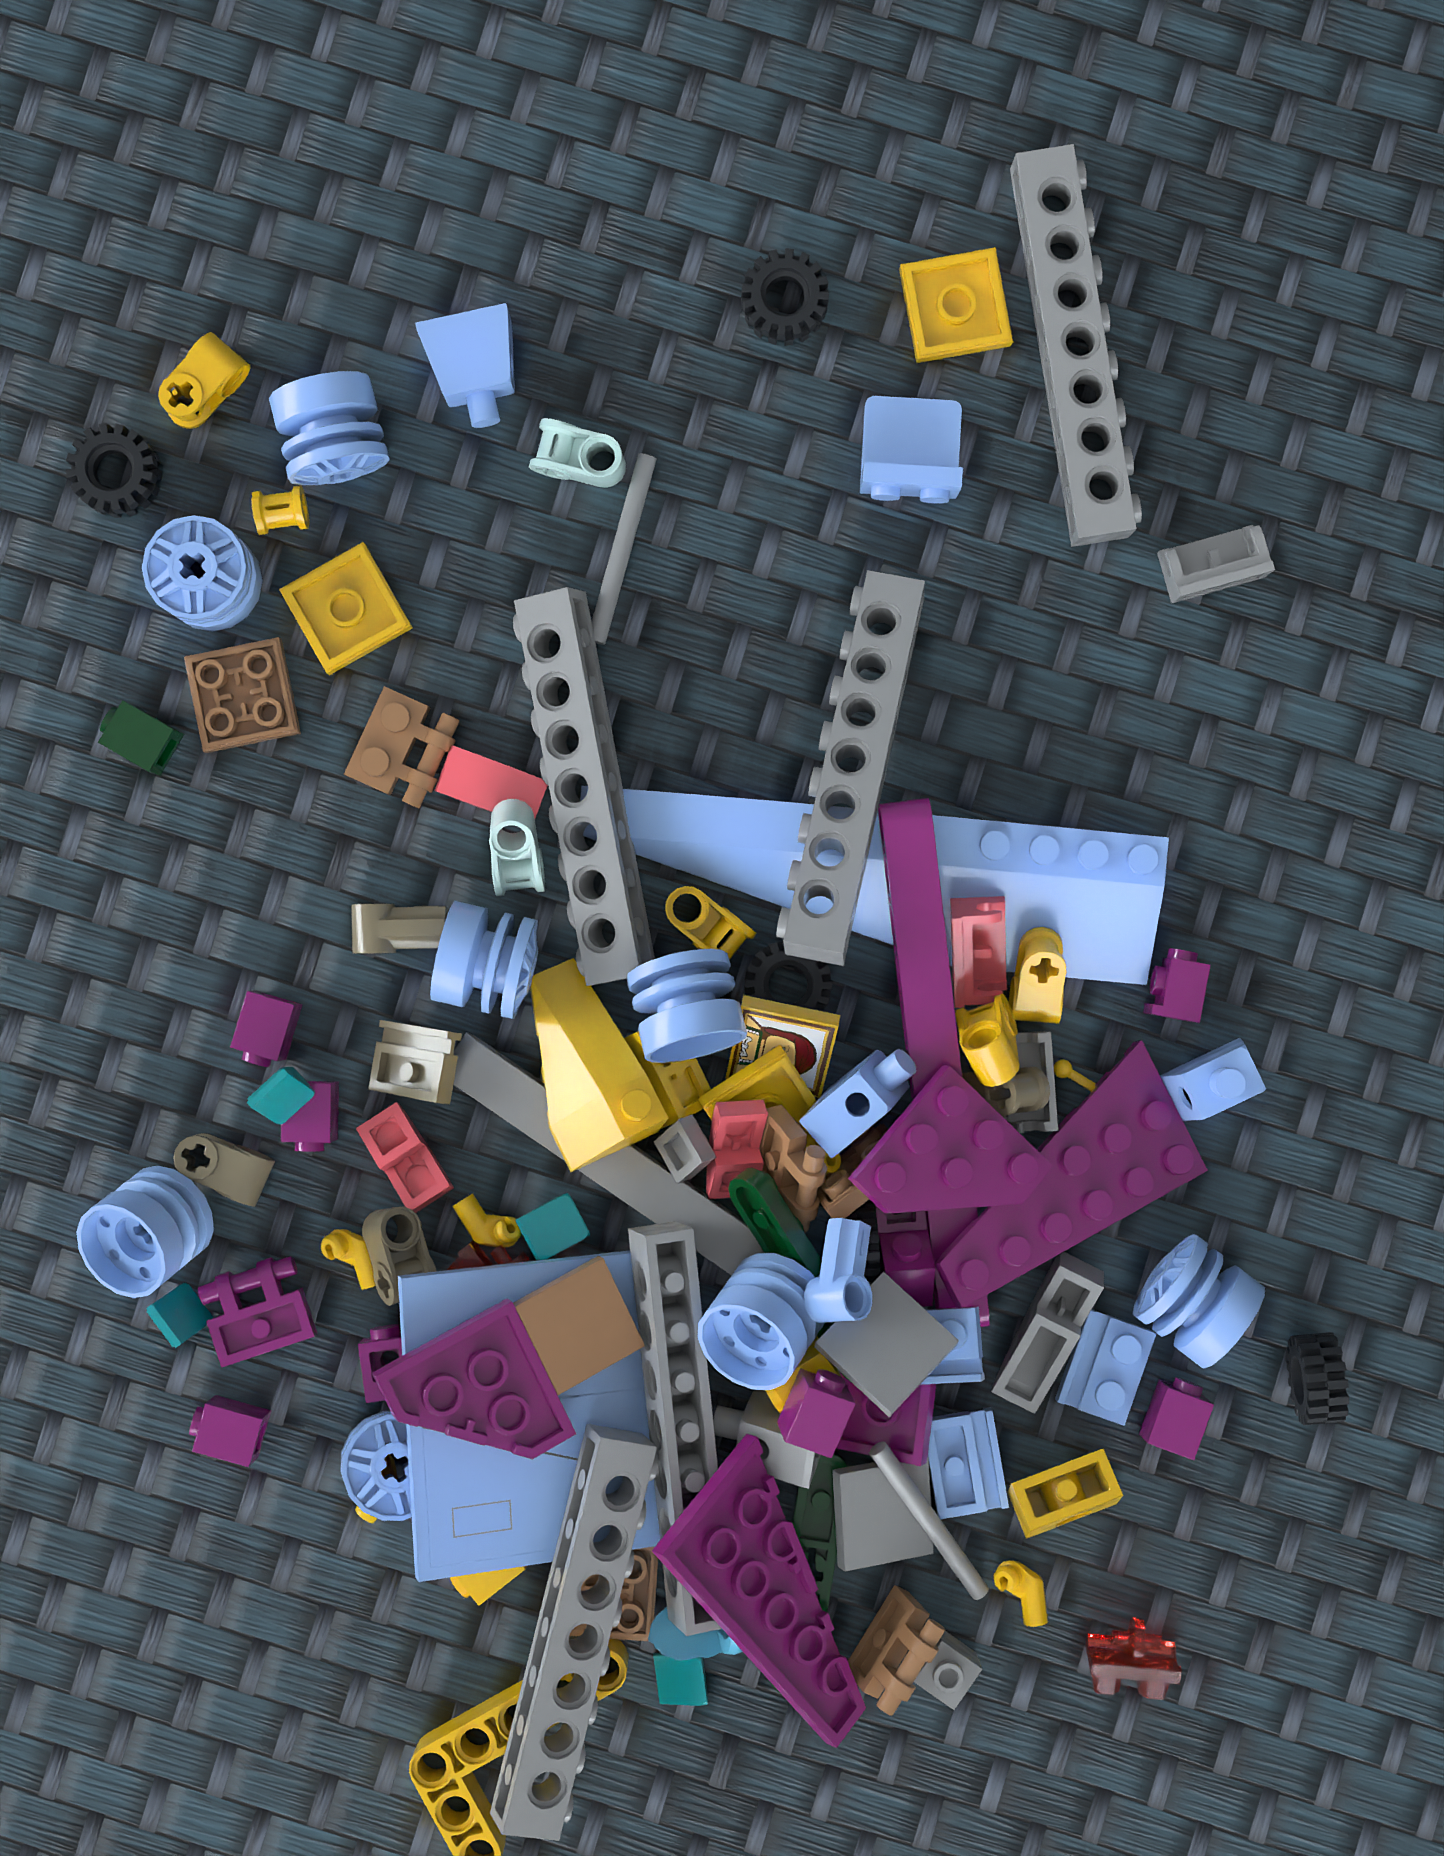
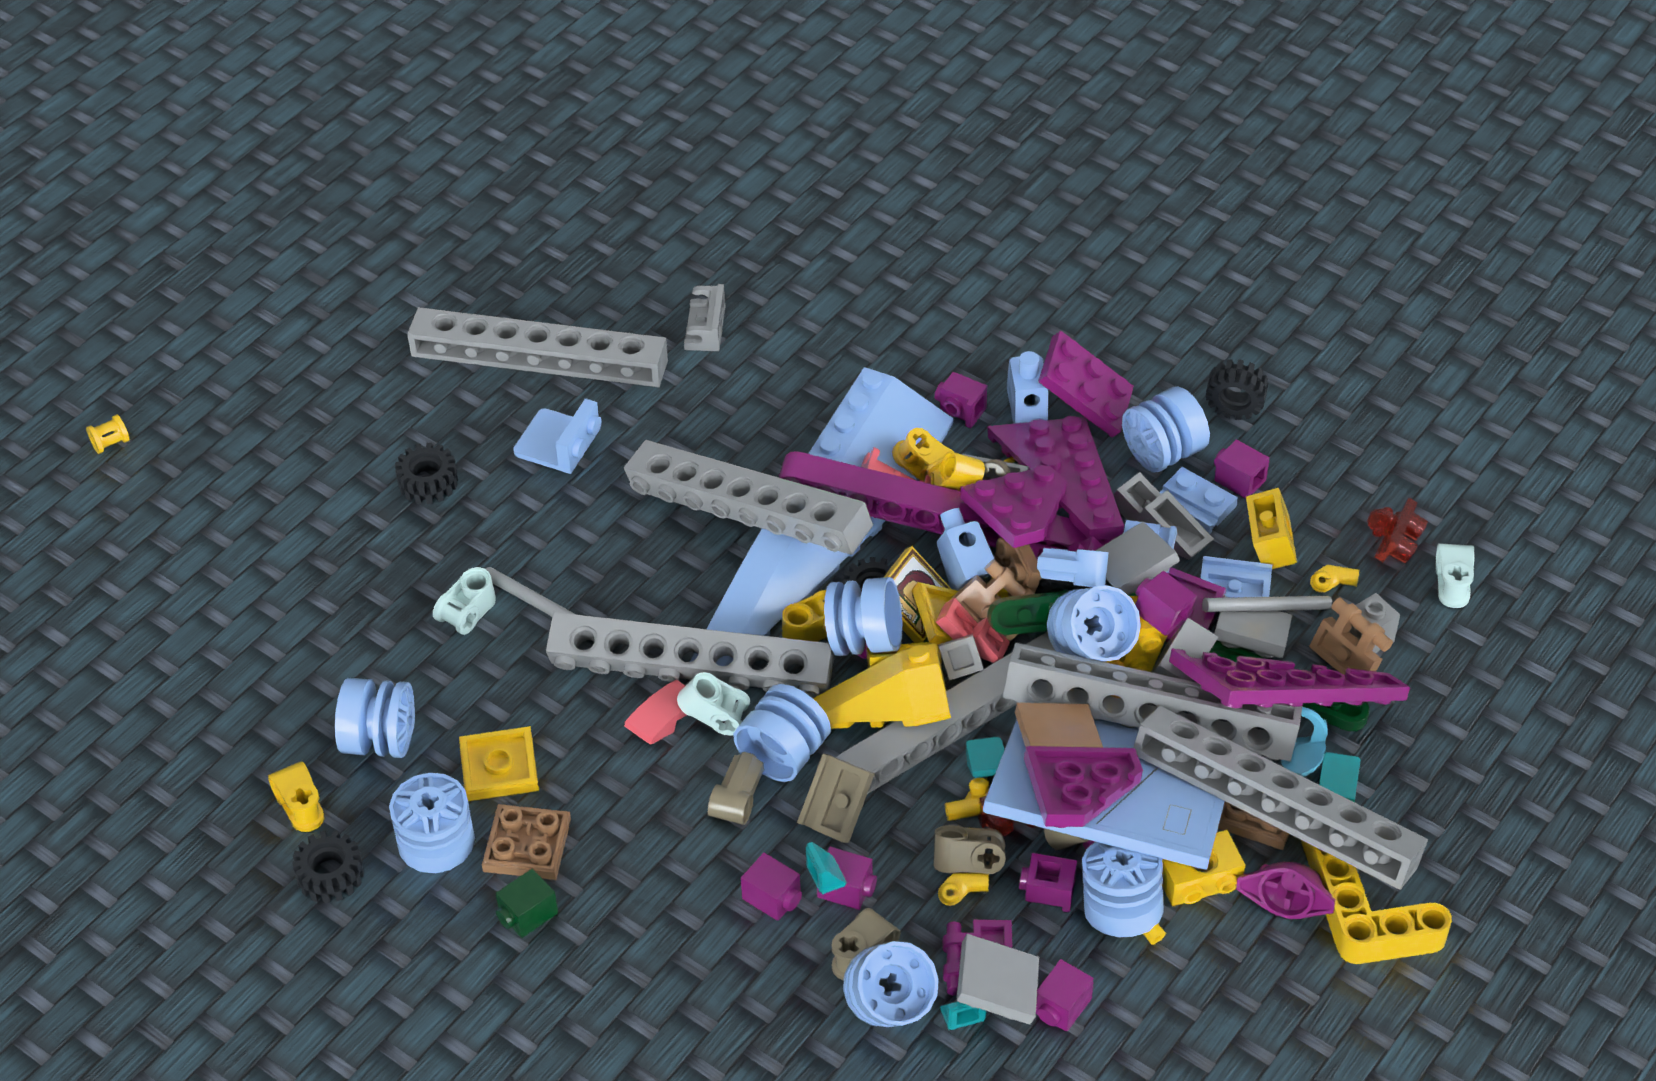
camera: 70 degrees left, 40 degrees down
(195, 1358) = (998, 979): none -> light grey tile
(280, 510) = (421, 765): yellow bush -> none
(388, 743) = (603, 765): medium nougat plate -> none
(405, 1157) = (895, 840): coral slope -> none
(472, 359) = (371, 640): light blue torso -> none
(482, 1662) = (1287, 890): none -> magenta hat
(955, 305) = (479, 398): yellow tile -> none
(1091, 1752) = (1454, 573): none -> light aqua piece
(1249, 1162) = (1086, 383): none -> magenta plate

